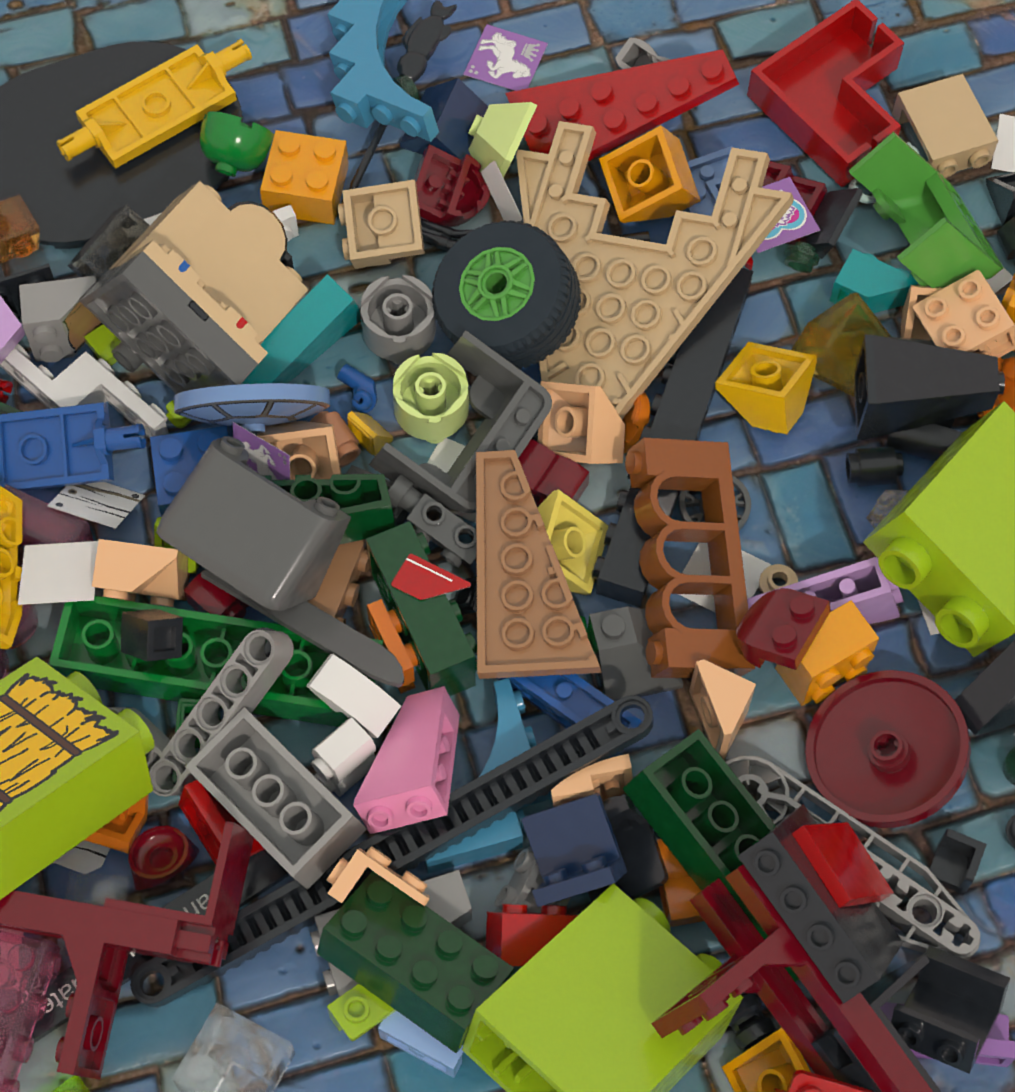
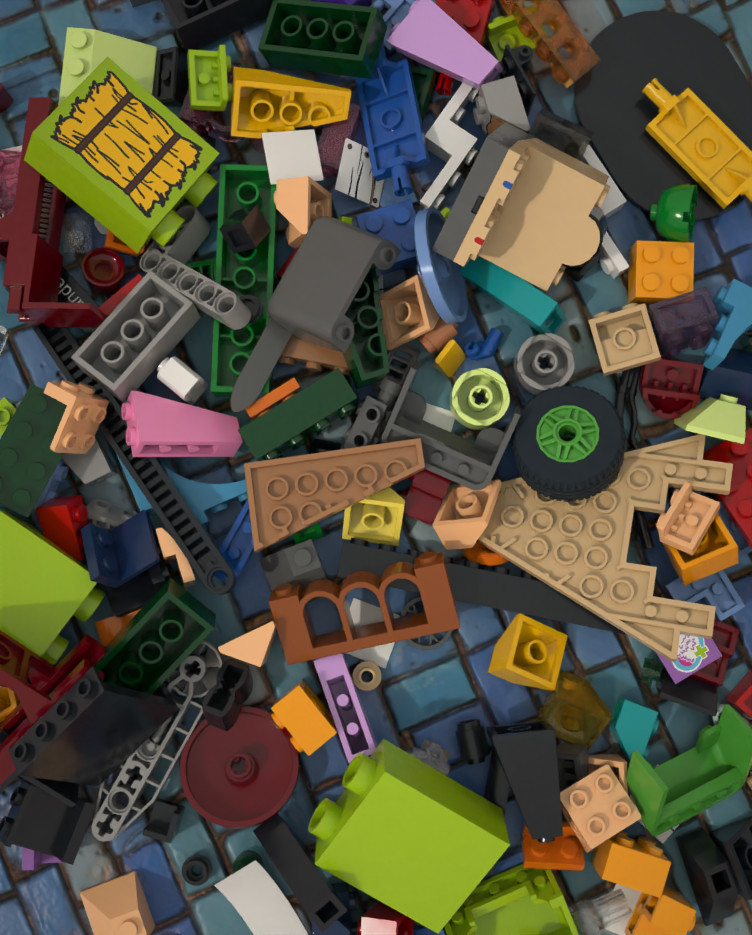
camera: 85 degrees right, 20 degrees up
(263, 456) = (396, 281): medium lavender sticker -> none
(354, 695) = (218, 378): white slope -> none
(371, 149) = (684, 322): none -> clear purple bracket
(425, 579) = (310, 416): red sticker -> none
(501, 193) = (666, 428): white sticker -> none
(622, 175) = (686, 519): none -> light nougat bracket
(781, 627) = (307, 681): dark red slope -> none
(789, 747) = (231, 690): none -> black brick
(842, 863) = (123, 741): red tile -> none

